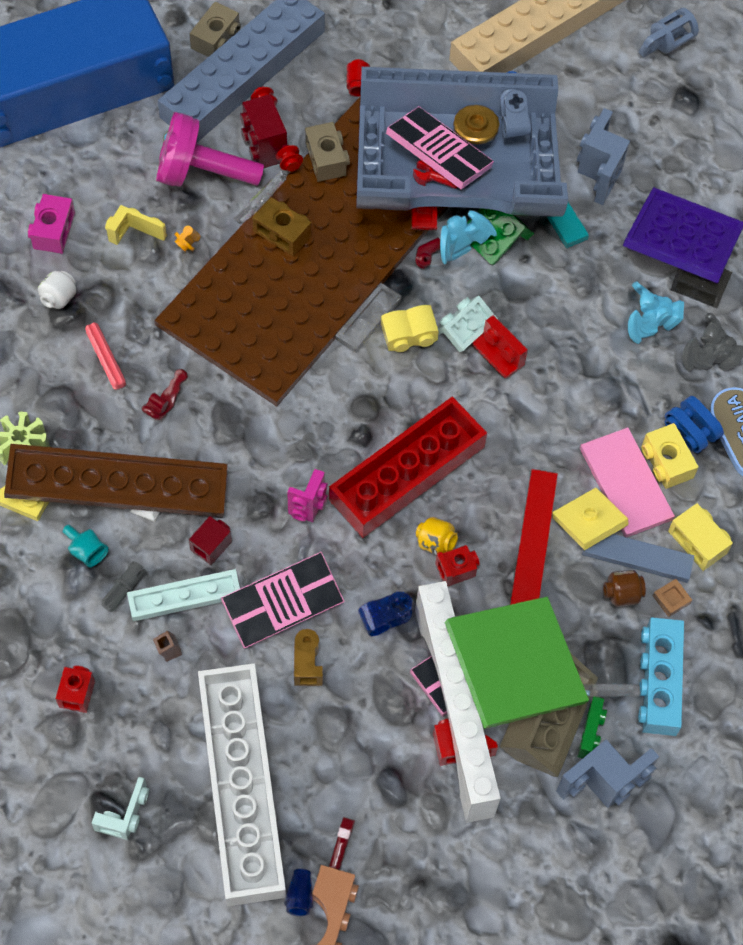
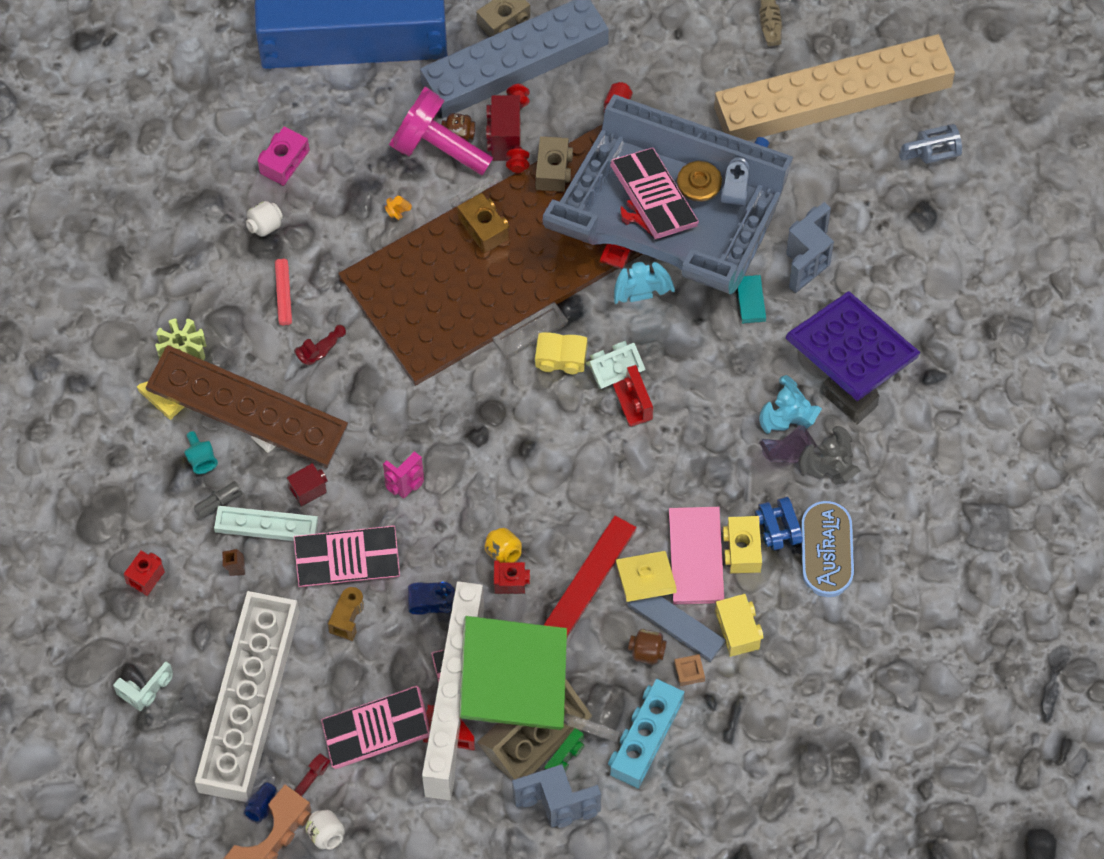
camera: 25 degrees right, 0 degrees up
(125, 217) = (348, 170): light yellow bracket -> none
(219, 141) = (461, 125): none -> reddish brown head
(381, 897) = (325, 829): none -> white head
(389, 768) = (376, 727): none -> black tile
(407, 466) = (503, 476): red brick -> none
(425, 252) = (605, 289): dark red arm -> none
(508, 230) = (685, 293): green bracket -> none
(670, 348) = (789, 448): none -> clear purple bracket

